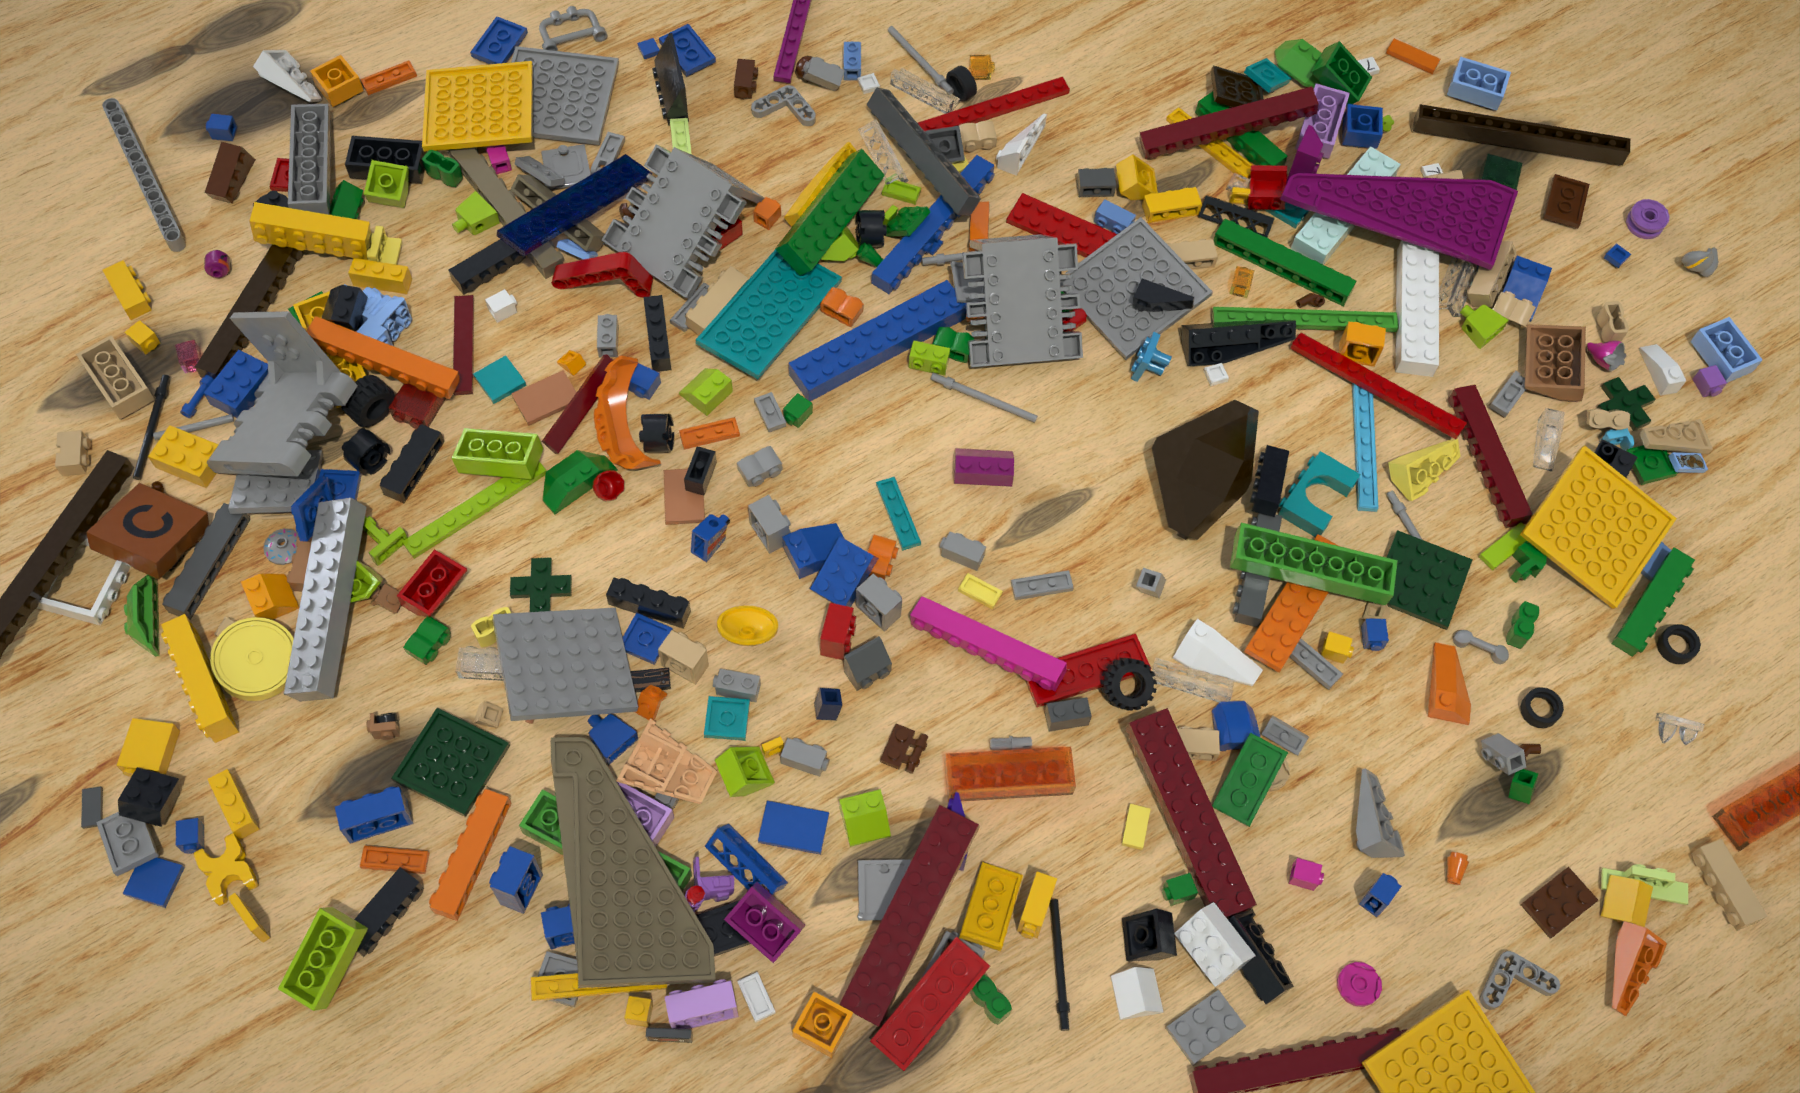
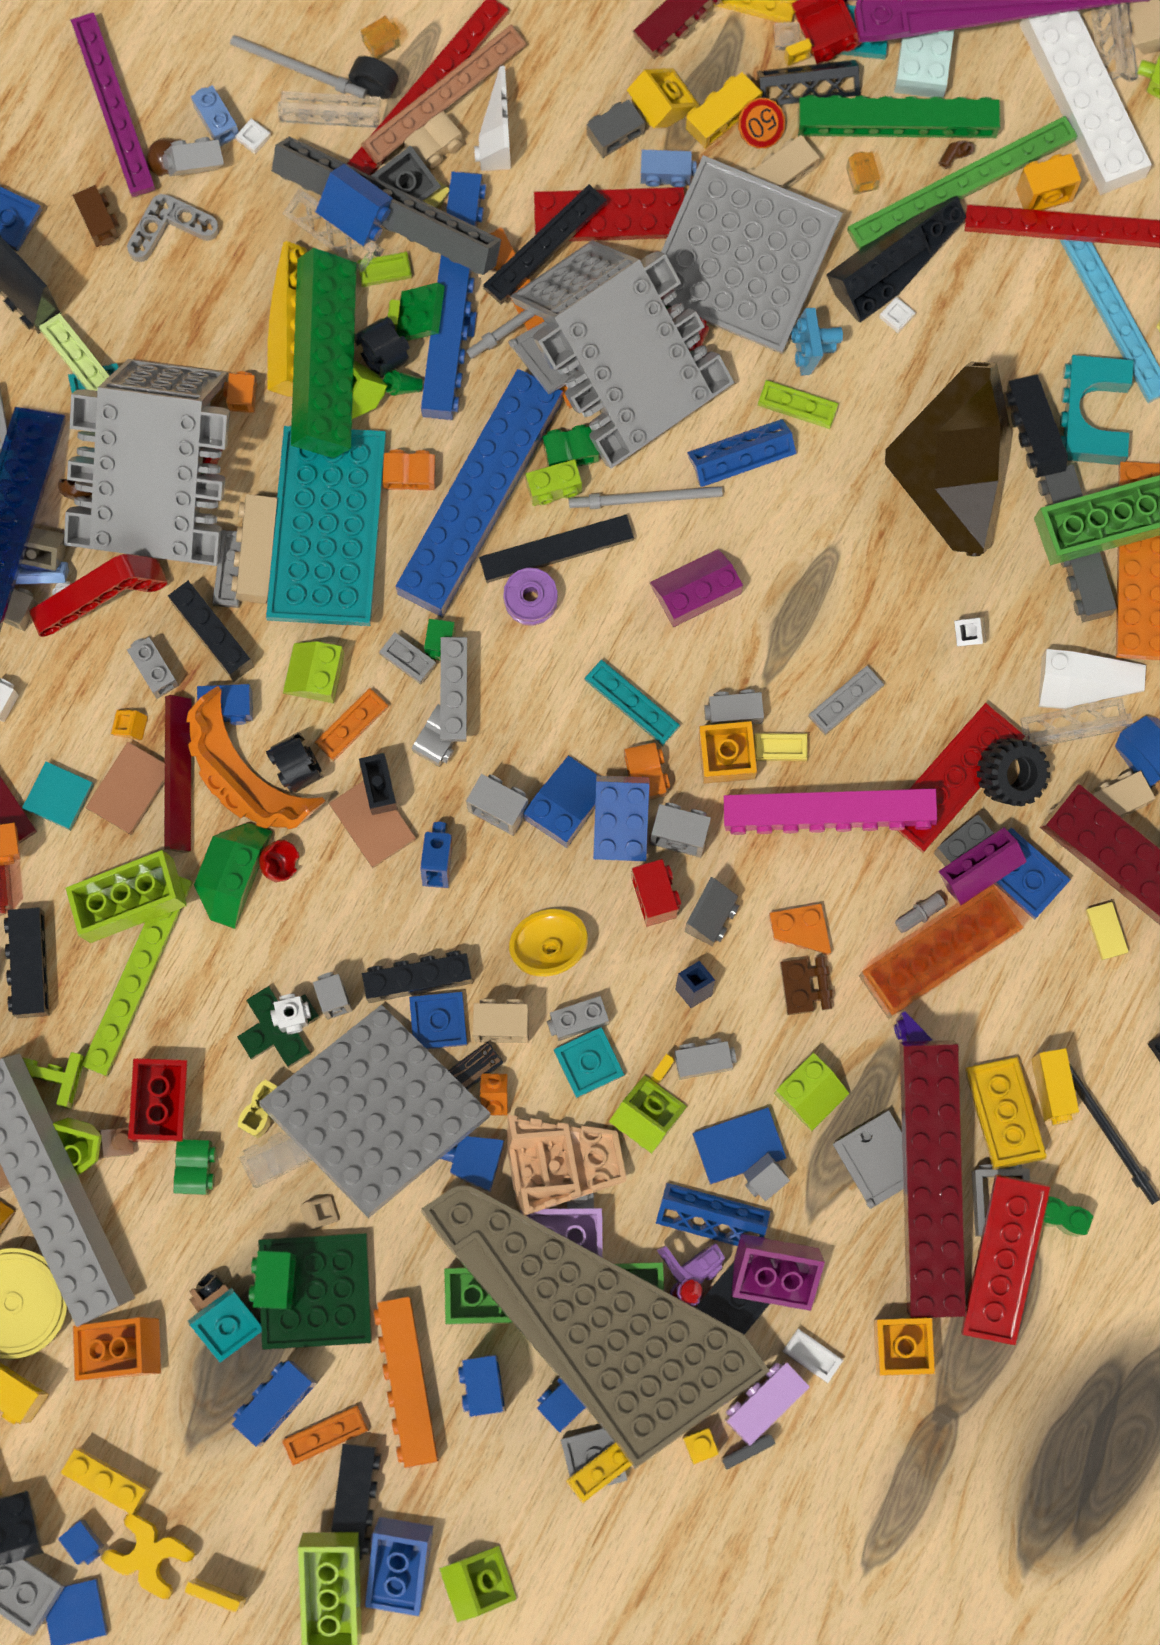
camera: 25 degrees left, 15 degrees up
(301, 726) = (117, 1349): none -> orange slope
(378, 748) = (225, 1325): none -> teal tile
(382, 973) = (398, 1566): none -> blue slope
(426, 733) = (273, 1280): none -> green brick
(426, 1017) = (477, 1584): none -> lime slope
(551, 577) = (297, 1021): none -> white brick
(585, 582) = (332, 995): none -> light grey brick
(785, 440) = (453, 689): none -> light grey plate
(797, 855) = (765, 1177): none -> light grey brick
(872, 426) = (530, 581): none -> medium lavender wheel
(902, 138) = (354, 205): none -> blue brick
(907, 398) = (557, 548): none -> black tile
(924, 710) = (801, 927): none -> orange wing
(940, 572) = (727, 752): none -> light orange brick
(1001, 113) = (443, 93): none -> nougat tile
(1010, 222) = (545, 244): none -> black tile
(1063, 403) = (743, 454): none -> blue fence
(1071, 731) = (982, 866): none -> magenta brick
(1098, 756) = (1034, 882): none -> blue plate
(1118, 393) = (797, 404): none -> lime tile
(1156, 297) = (781, 257): black slope -> none
(1191, 222) = (761, 123): none -> piece

